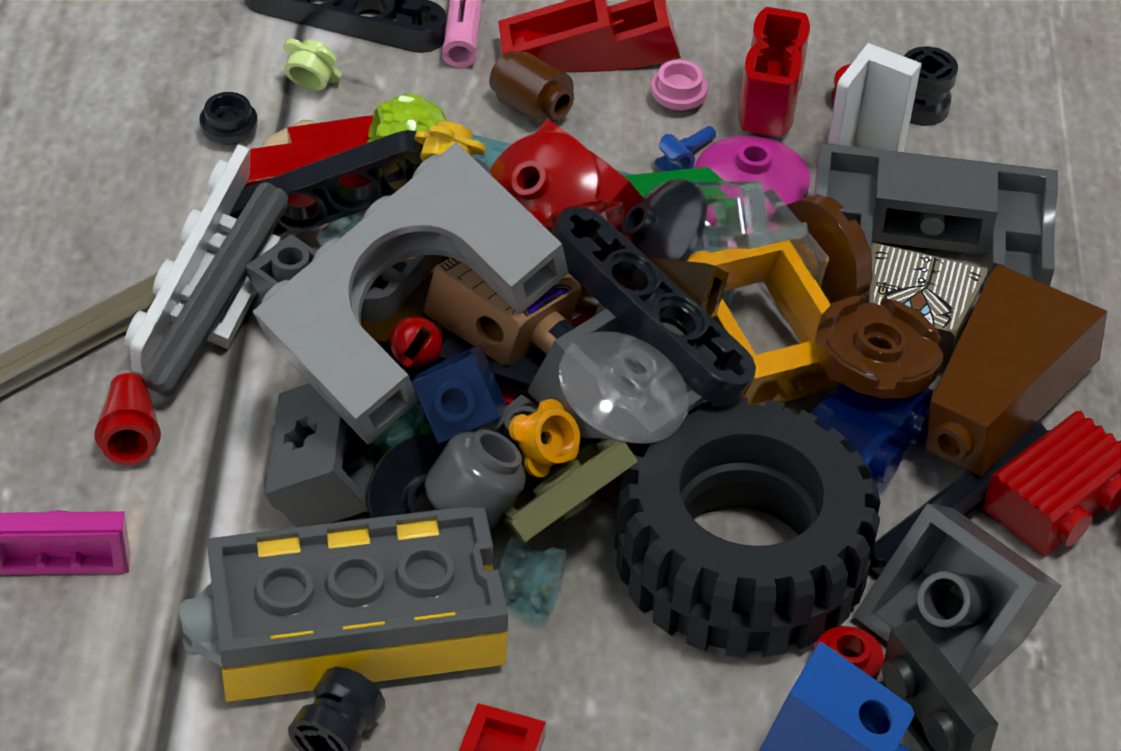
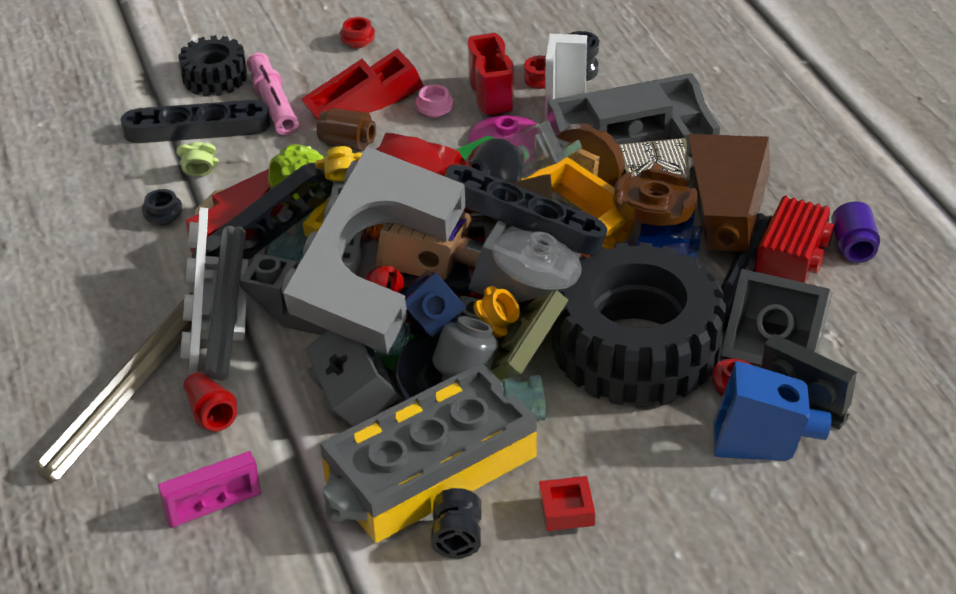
camera: 20 degrees left, 5 degrees down
(679, 153) = (457, 137): blue hand -> none

